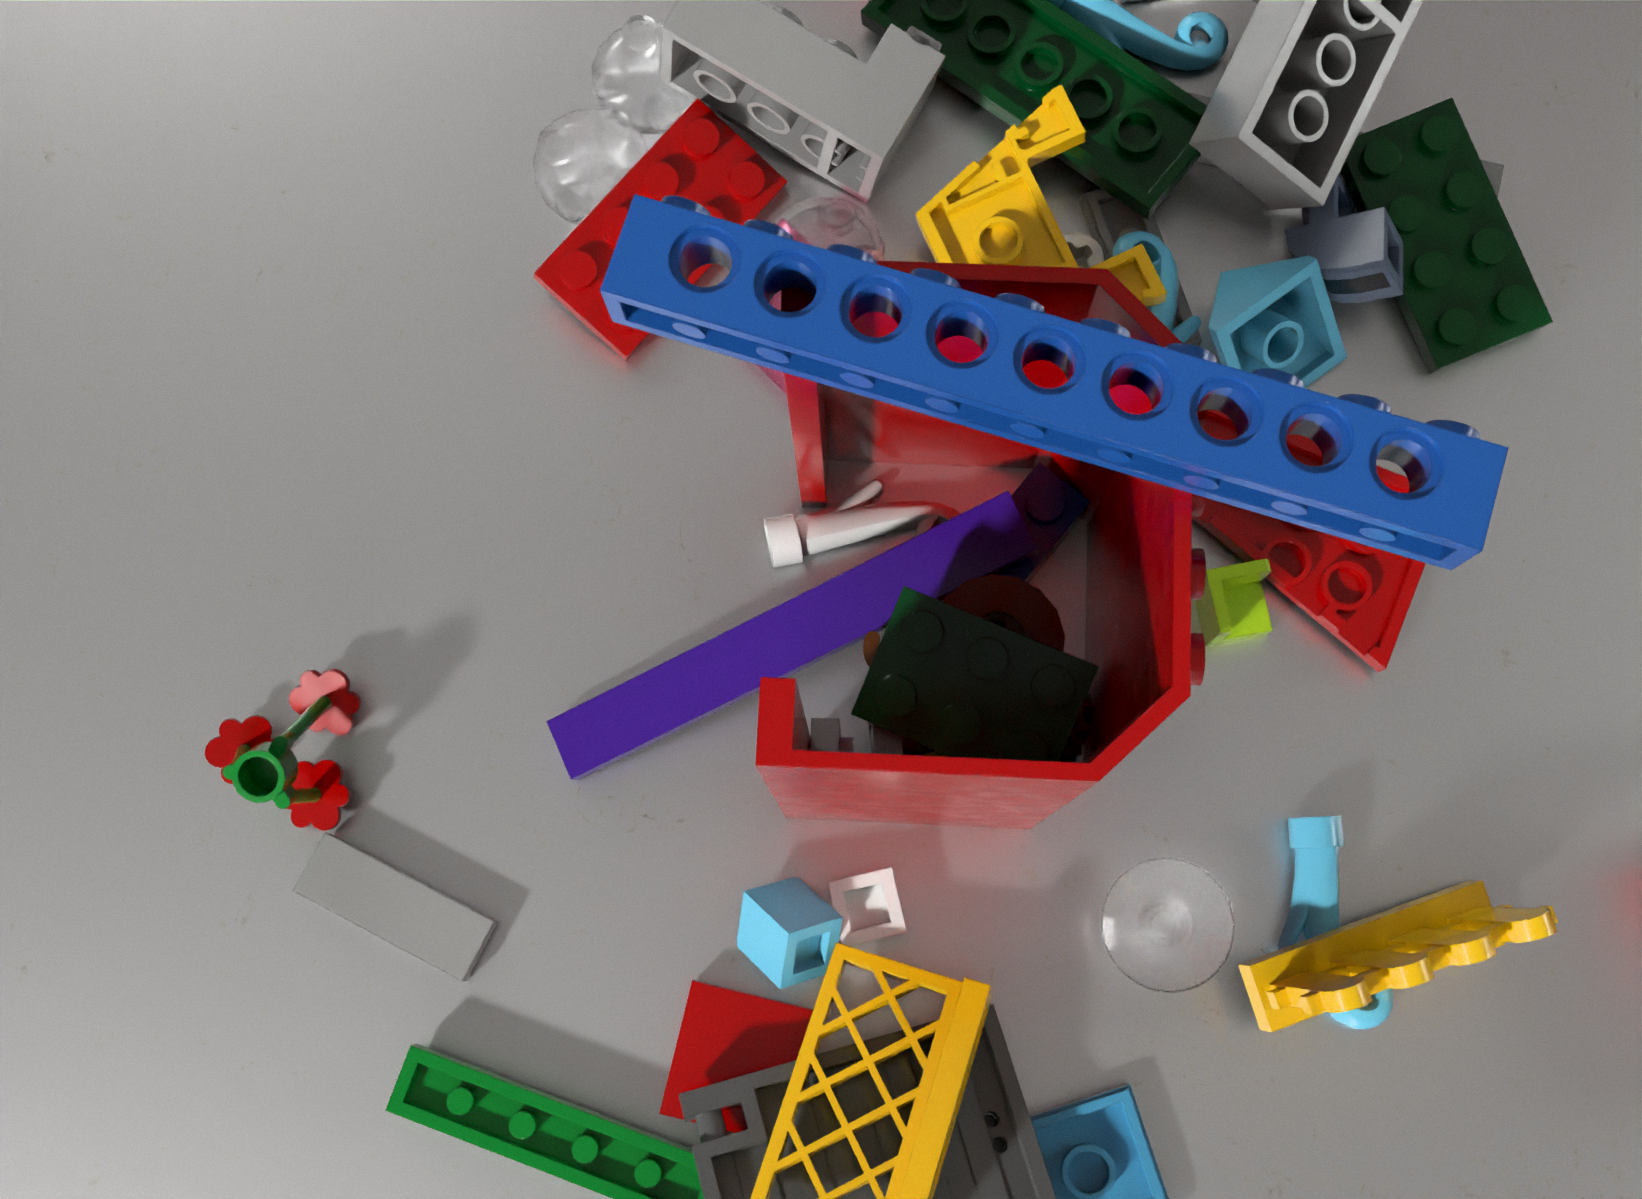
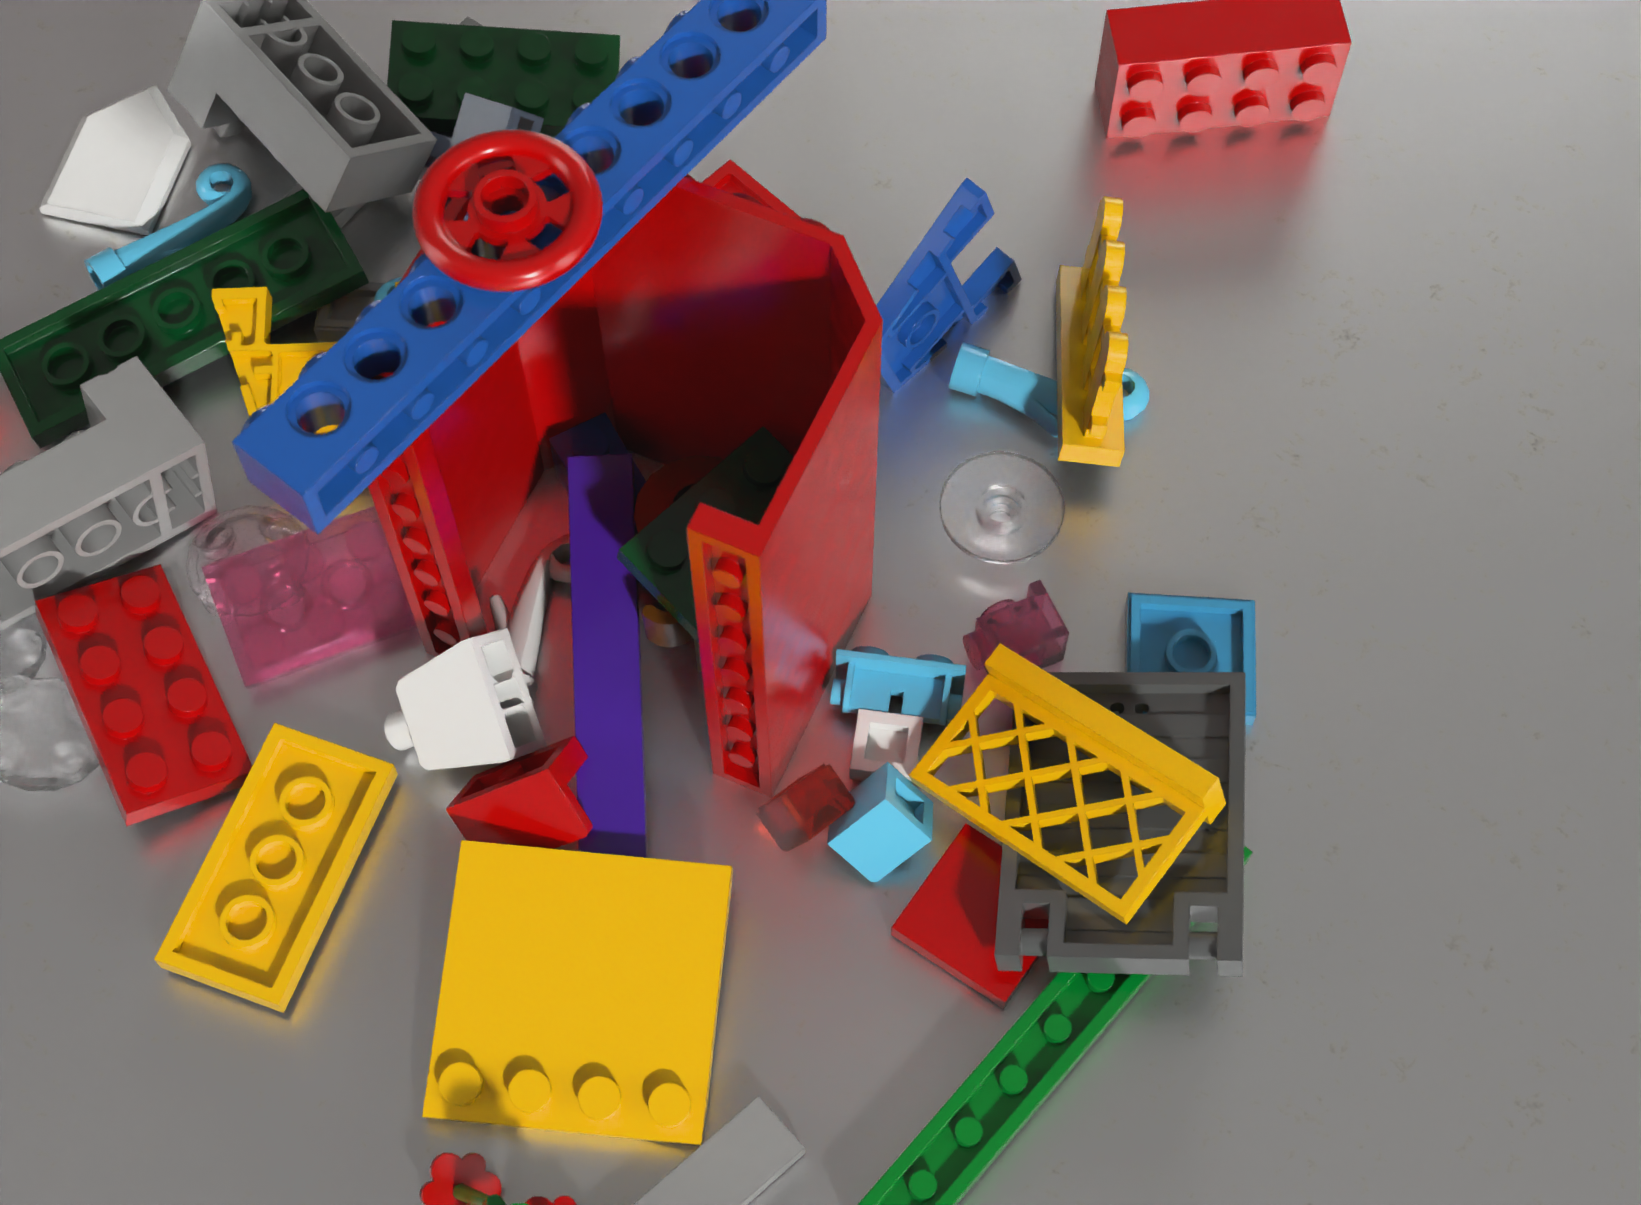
camera: 75 degrees left, 15 degrees down
(528, 728) = (580, 993): none -> yellow plate
(549, 419) = (277, 867): none -> yellow plate
(672, 596) = (525, 800): none -> red panel
(738, 516) = (466, 707): none -> white torso
(775, 856) = (805, 807): none -> clear red slope
(927, 869) = (869, 676): none -> medium azure hinge
(1028, 264) = (521, 264): none -> red plate
(1031, 990) = (1025, 626): none -> clear pink brick
(1365, 769) = (927, 294): none -> blue wing

